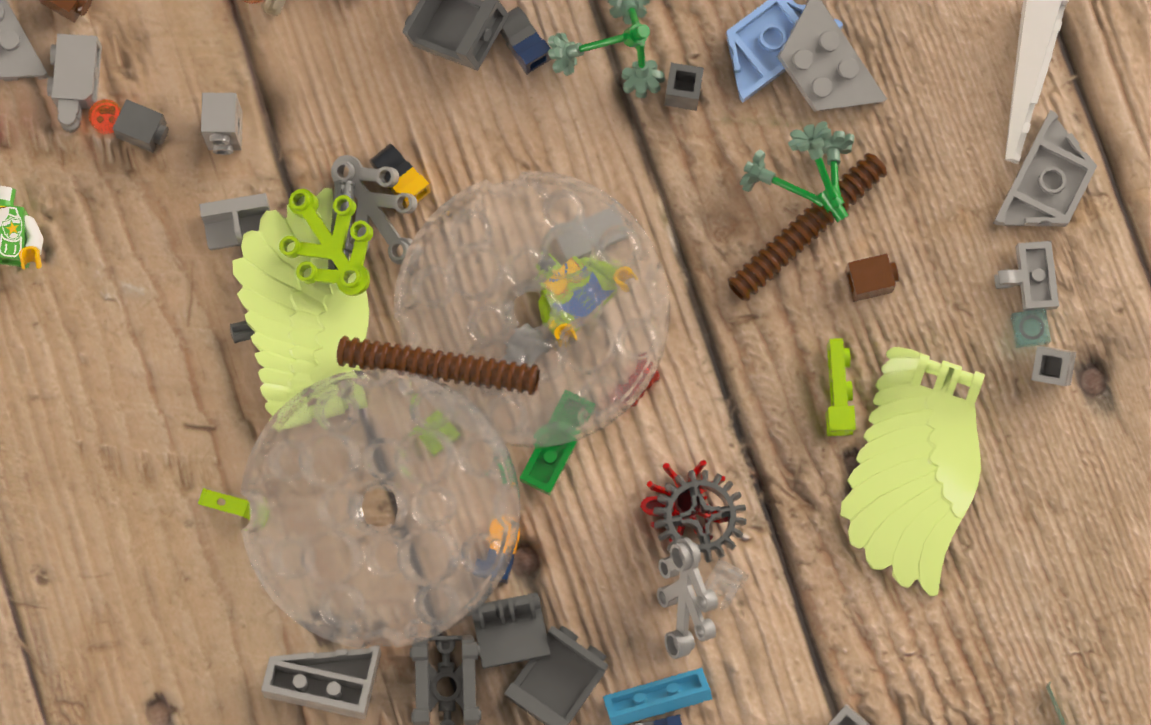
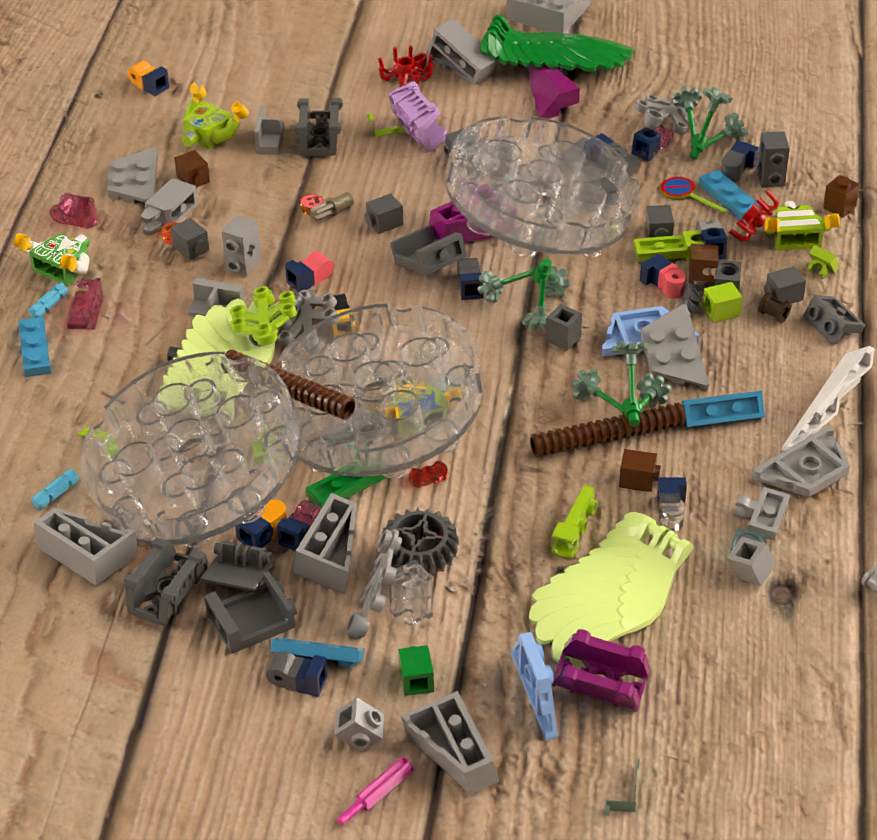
camera: 30 degrees right, 35 degrees down
(26, 311) = (48, 300): none -> medium azure axle
(58, 393) = (34, 346): none -> dark azure plate
(79, 299) = (86, 305): none -> clear pink hinge
(231, 605) = (55, 489): none -> medium azure axle
(321, 116) = (308, 271): none -> leg
(542, 530) = (297, 524): none -> dark blue leg
(593, 551) = (328, 545): none -> light grey wedge
(772, 674) = (416, 670): none -> green brick
(914, 644) = (537, 681): none -> light blue wing
(921, 134) = (723, 408): none -> dark azure plate
(925, 311) = (671, 500): none -> clear leg
(975, 611) = (607, 660): none -> magenta piece

